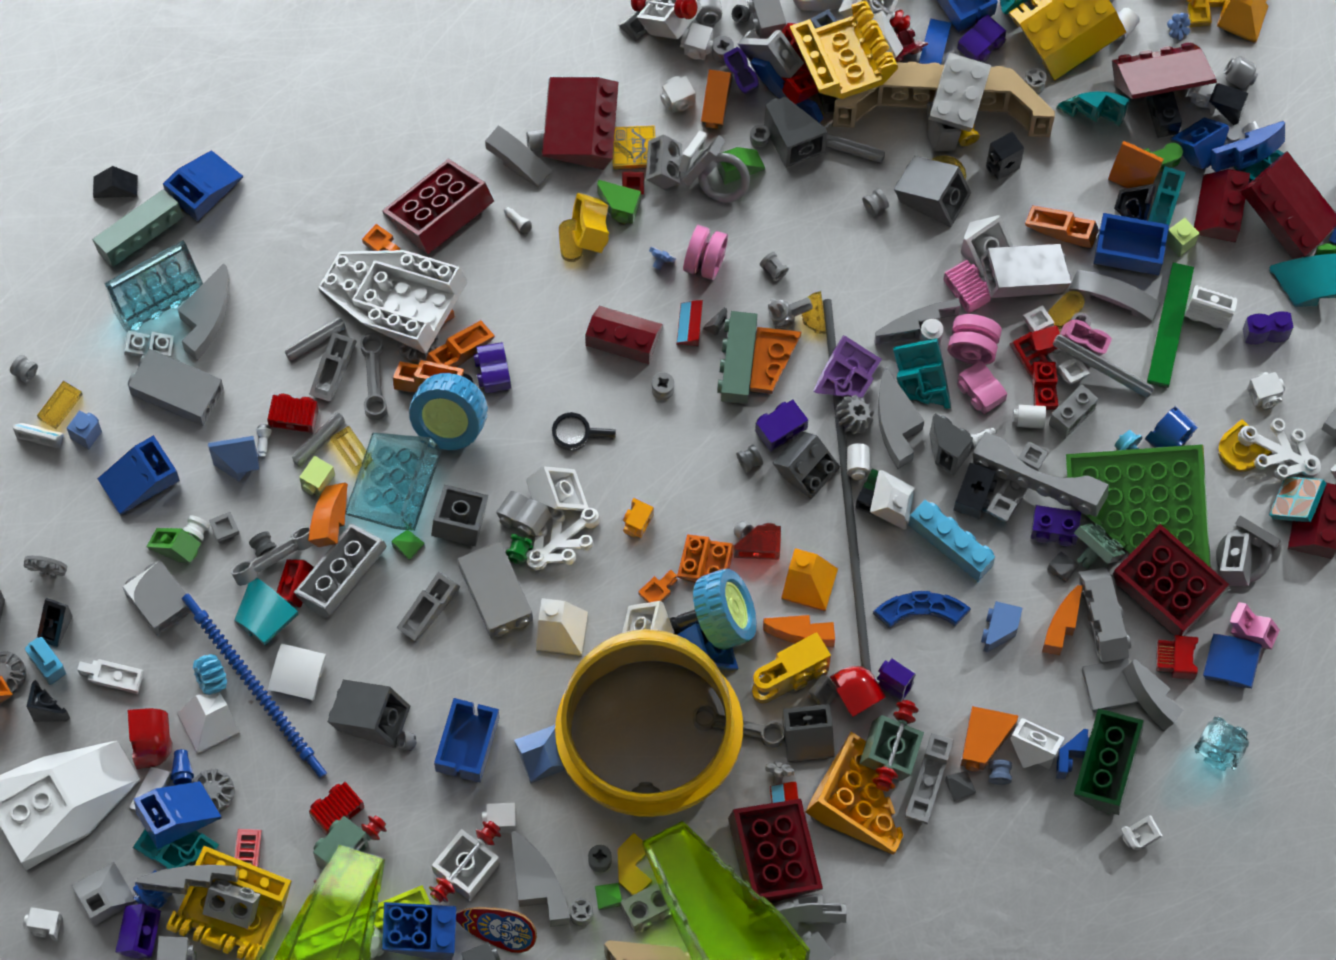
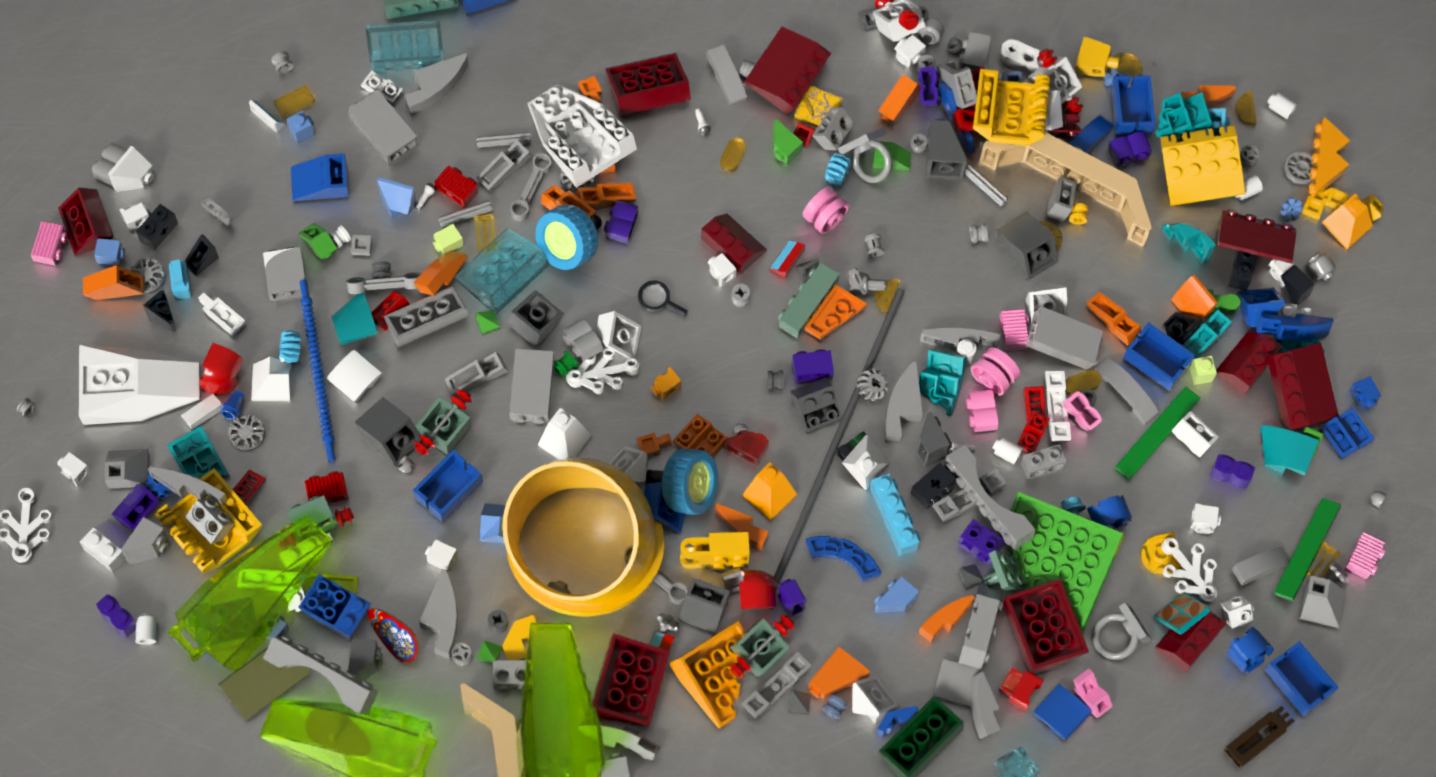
camera: 25 degrees right, 0 degrees up
(175, 811) = (208, 433): blue slope -> none
(426, 676) = (443, 424): none -> sand green brick
(465, 863) = (395, 576): white brick -> none
(590, 223) = (755, 144): yellow brick -> none
(628, 367) = (722, 269): none -> white brick
(661, 257) = (792, 198): medium blue plant -> none
(678, 94) = (873, 83): white brick -> none
(692, 152) = (859, 130): white tile -> none
(692, 203) = (838, 169): none -> medium azure gear
(847, 370) = (886, 349): medium lavender slope -> none
(858, 461) = (856, 421): white brick -> none
(959, 92) = (1084, 178): white brick -> none
(1004, 155) = (1096, 244): black brick -> none
(1036, 75) = (1154, 194): light grey wheel -> none
(1044, 339) = (1052, 398): red slope -> none
(1103, 365) = (1085, 438): light grey axle -> none
(1237, 559) = (1106, 635): light grey slope -> none

